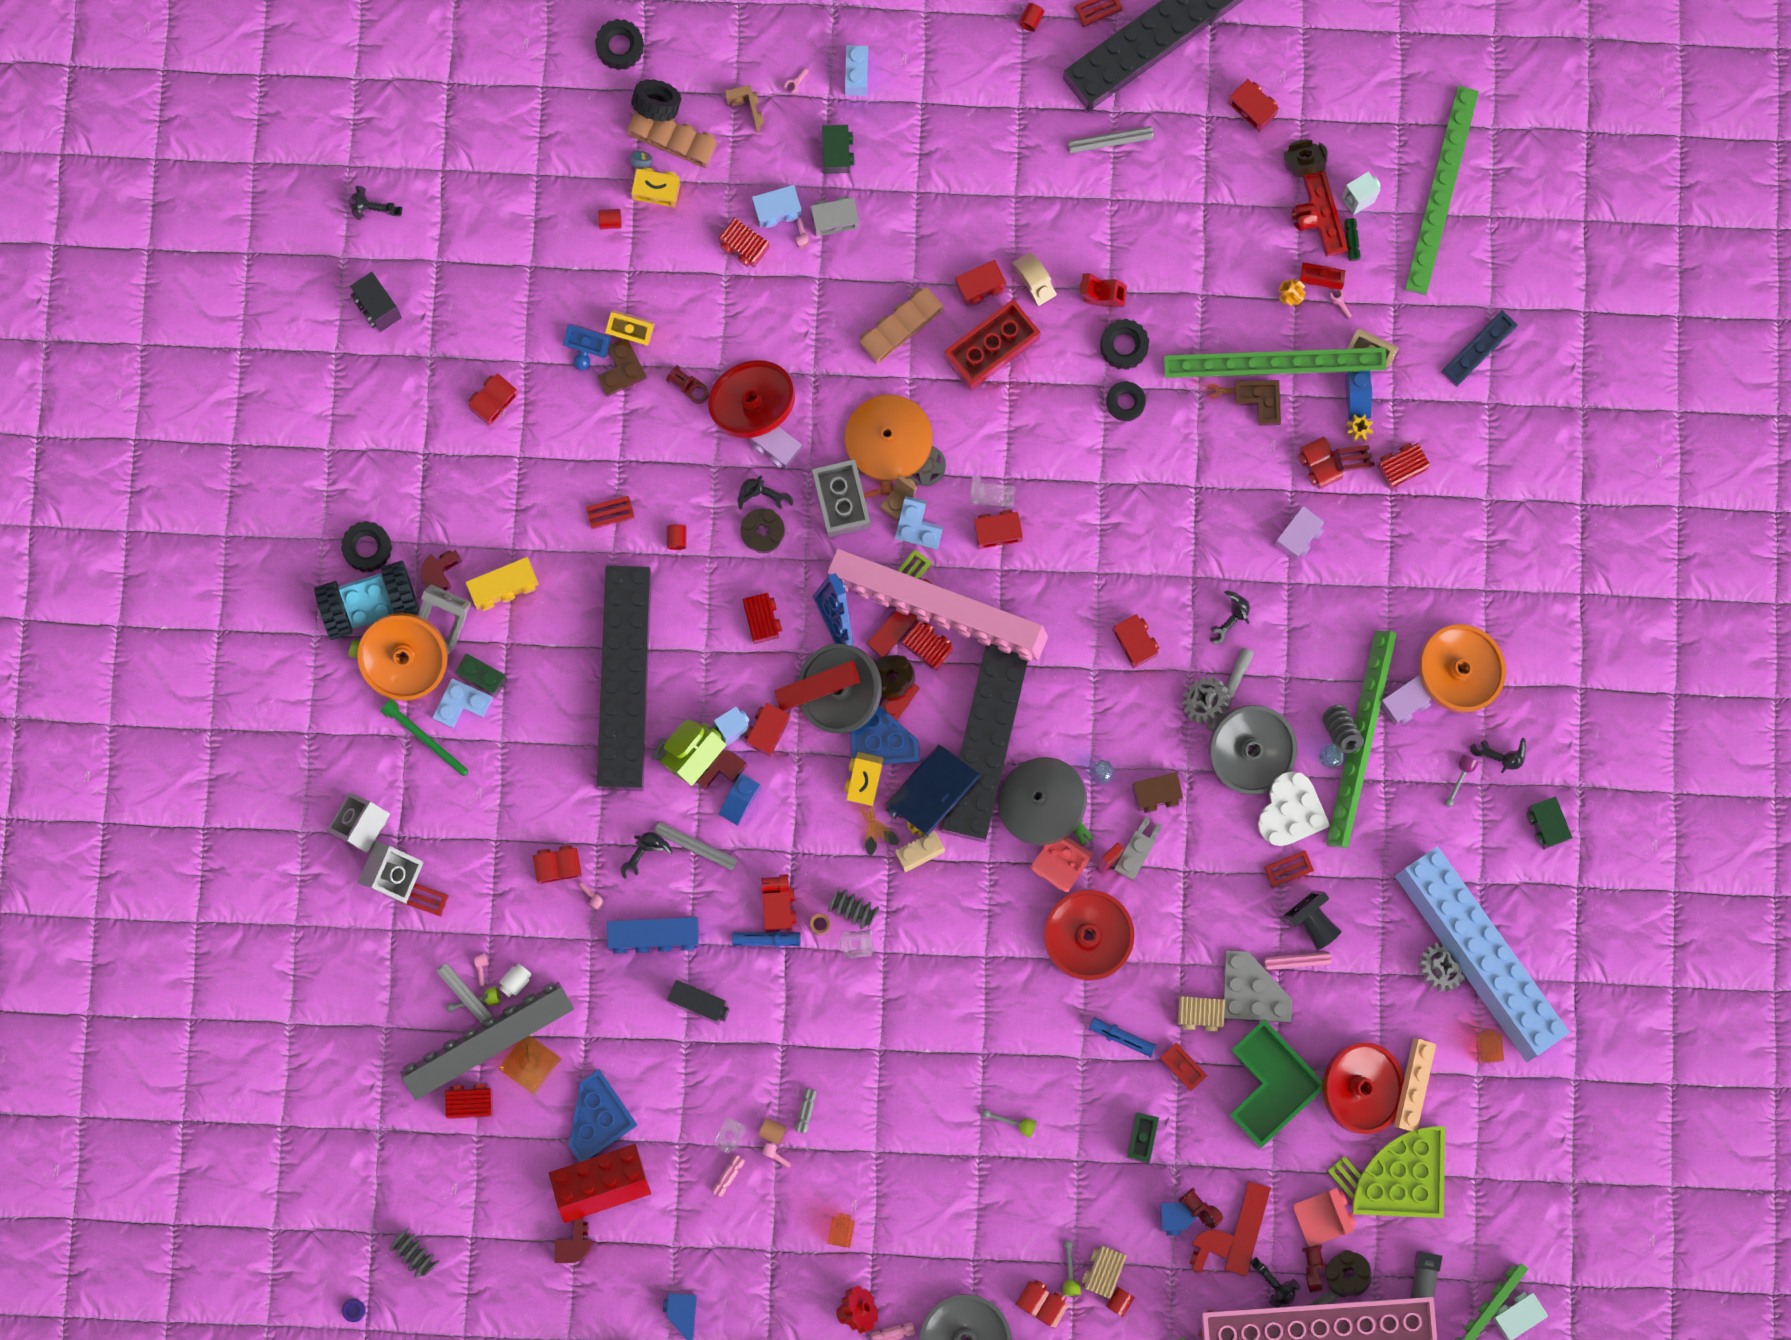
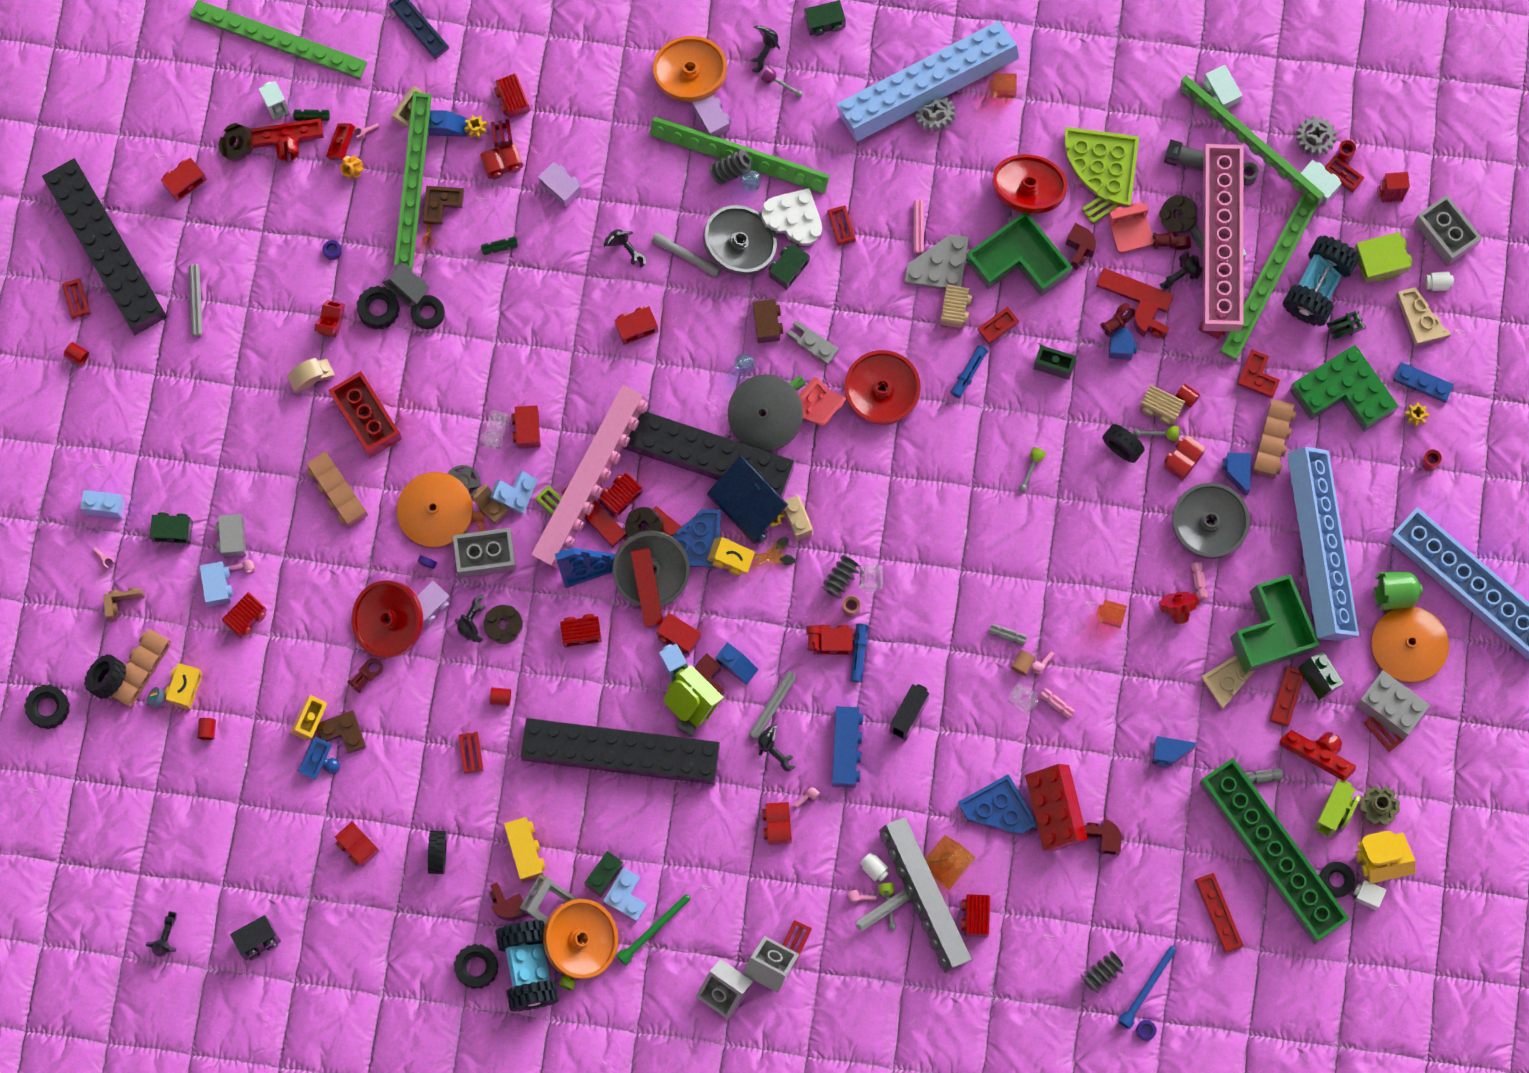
camera: 80 degrees left, 5 degrees down
(364, 1287) = (1127, 1018): none -> blue piece
(487, 486) = (437, 852): none -> black tyre
(826, 436) = (427, 562): none -> dark purple tile
(980, 283) = (308, 419): red brick -> none
(1048, 1227) = (1123, 443): none -> black tyre
(1110, 858) = (822, 358): red tile -> none
(1152, 370) = (405, 284): none -> dark grey brick
(1190, 284) = (332, 250): none -> dark purple tile
(1200, 696) = (690, 265): light grey gear -> none
(1216, 473) = (499, 245): none -> dark green axle
(1229, 811) = (788, 266): none -> dark green brick
(1299, 1162) = (1084, 242): none -> dark red brick
(1311, 917) = (881, 211): black plant -> none
(1414, 1085) = (1029, 146): light nougat plate -> none

